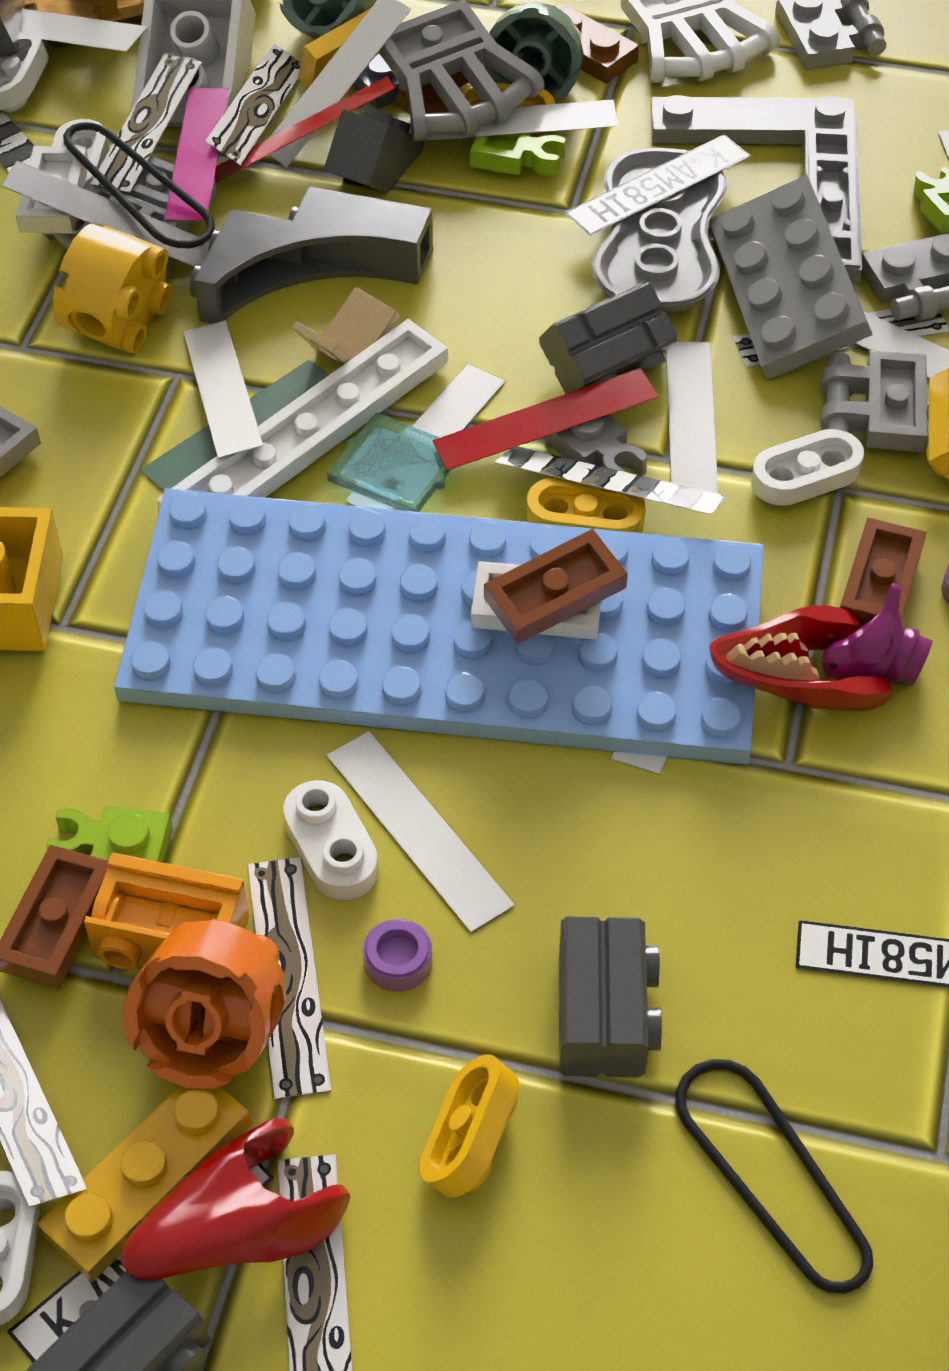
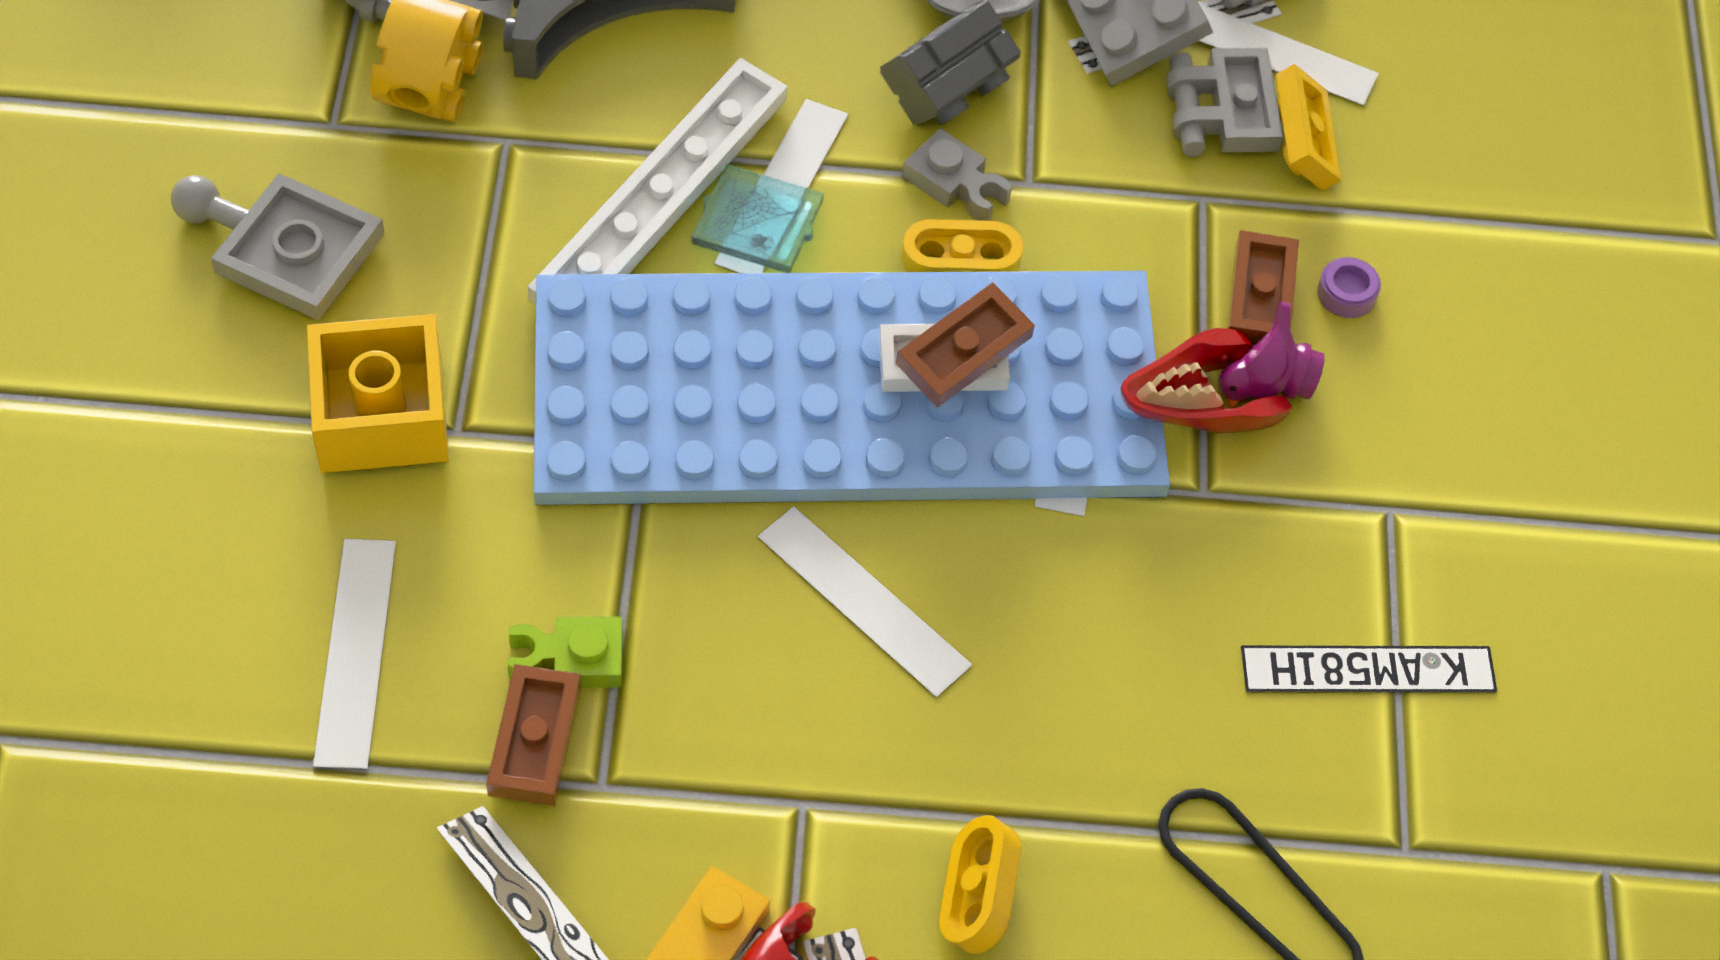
camera: 15 degrees left, 5 degrees up
(148, 899) = (647, 724): light orange hinge -> none
(199, 448) = (583, 194): sand green sticker -> none
(205, 1003) = (715, 803): orange brick -> none
(222, 389) = (563, 154): white sticker -> none
(298, 1040) = (771, 763): sticker -> none
(326, 835) = (779, 619): white plate -> none
(353, 329) = (685, 74): tan bracket -> none
(397, 955) = (873, 729): medium lavender tile -> none
(544, 419) = (902, 157): red sticker -> none
(605, 997) = (1081, 744): dark grey brick -> none
(612, 479) = (982, 216): sticker -> none
(691, 416) = (1045, 142): white sticker -> none
(803, 469) = (1165, 181): white plate -> none

